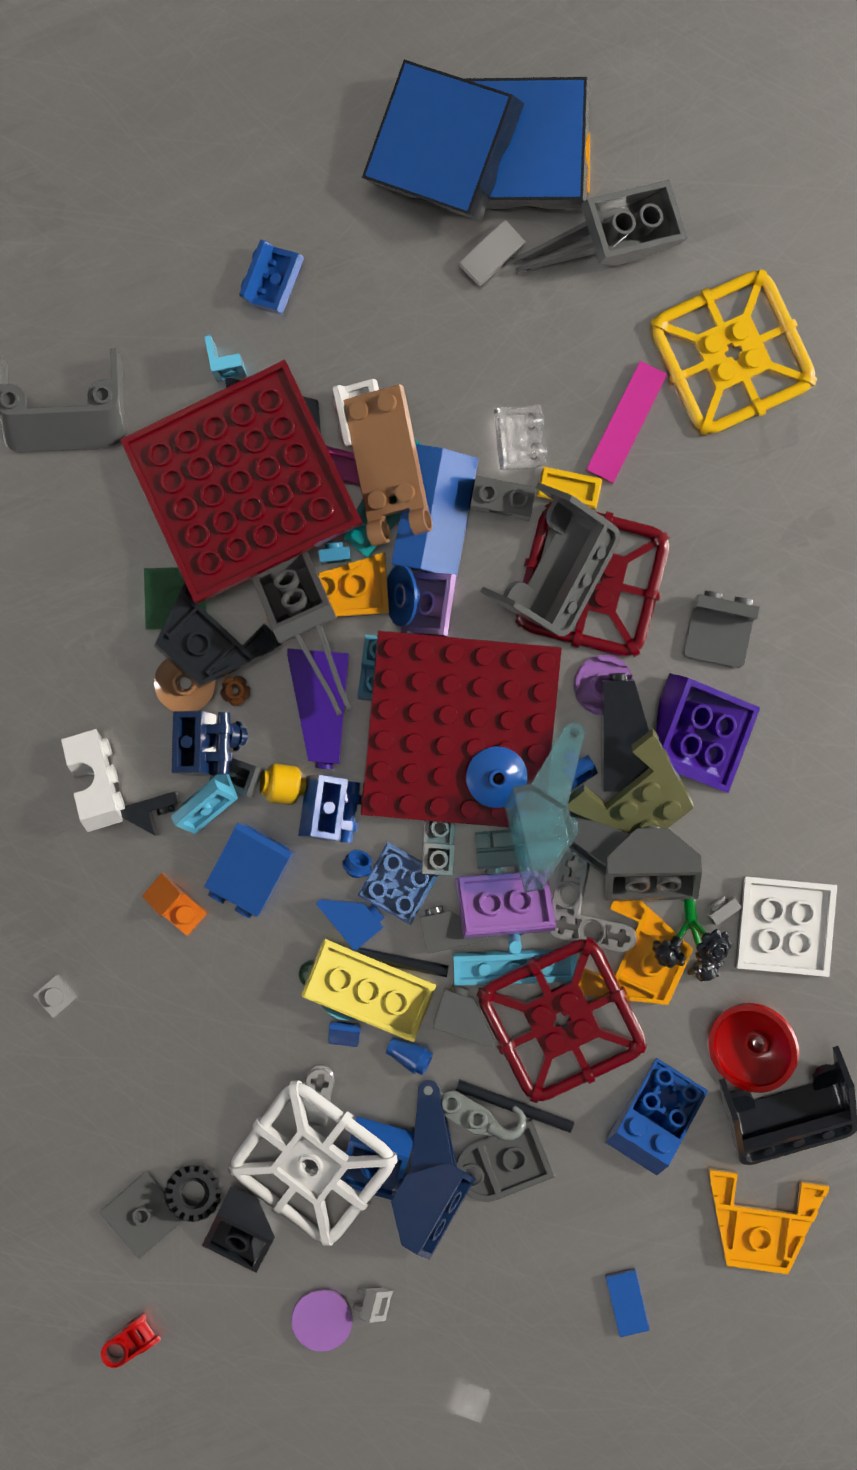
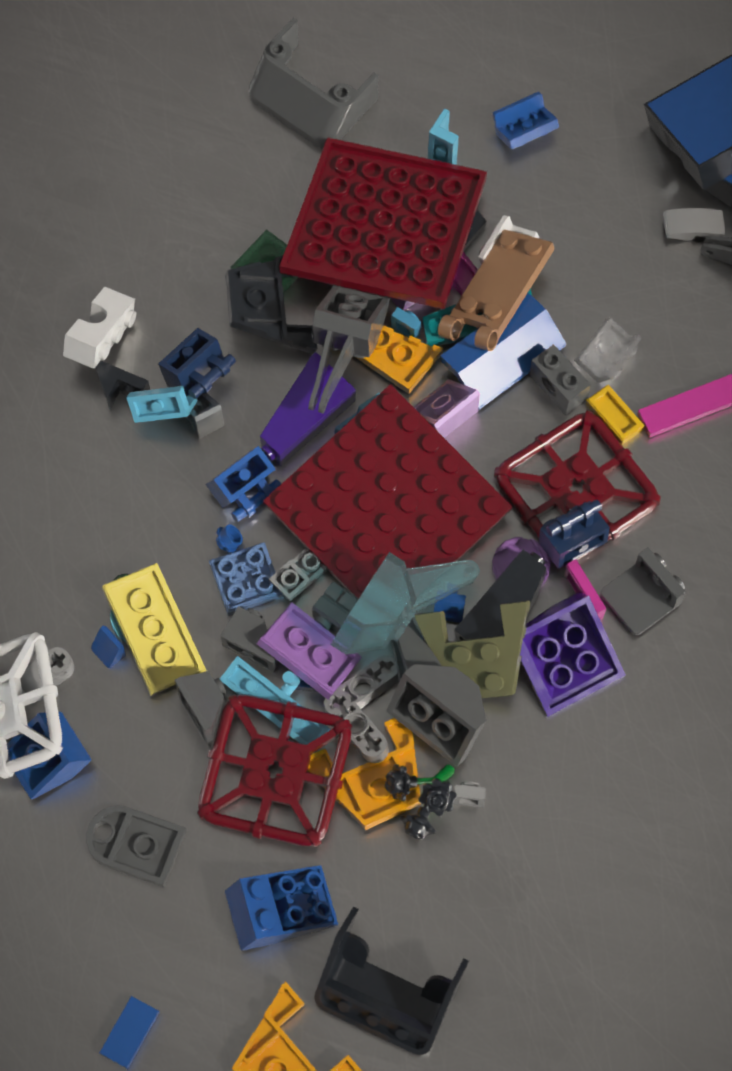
camera: 35 degrees right, 20 degrees down
(173, 696) = (212, 316): medium nougat dish -> none
(174, 904) = (75, 463): orange slope -> none
(235, 698) = (257, 363): reddish brown plate -> none
(239, 736) = (225, 385): dark blue plate -> none
(248, 870) = (149, 475): blue slope -> none
(282, 784) = (227, 441): yellow head -> none
(352, 919) = (189, 573): blue slope -> none
(402, 595) = (430, 384): blue dish -> none
(406, 962) = (202, 641): black bar -> none
(409, 1055) = (140, 704): blue cone -> none
(435, 1187) = (66, 808): dark blue slope -> none
(484, 766) = (377, 538): blue dish -> none
(508, 1103) = (182, 808): black bar -> none
(568, 567) = (566, 460): dark grey windscreen -> none
(629, 629) = (574, 533): none -> dark blue brick
(673, 666) = (581, 584): none -> dark pink tile
(743, 1059) = (392, 902): red dish -> none
(786, 926) = (507, 849): white plate -> none

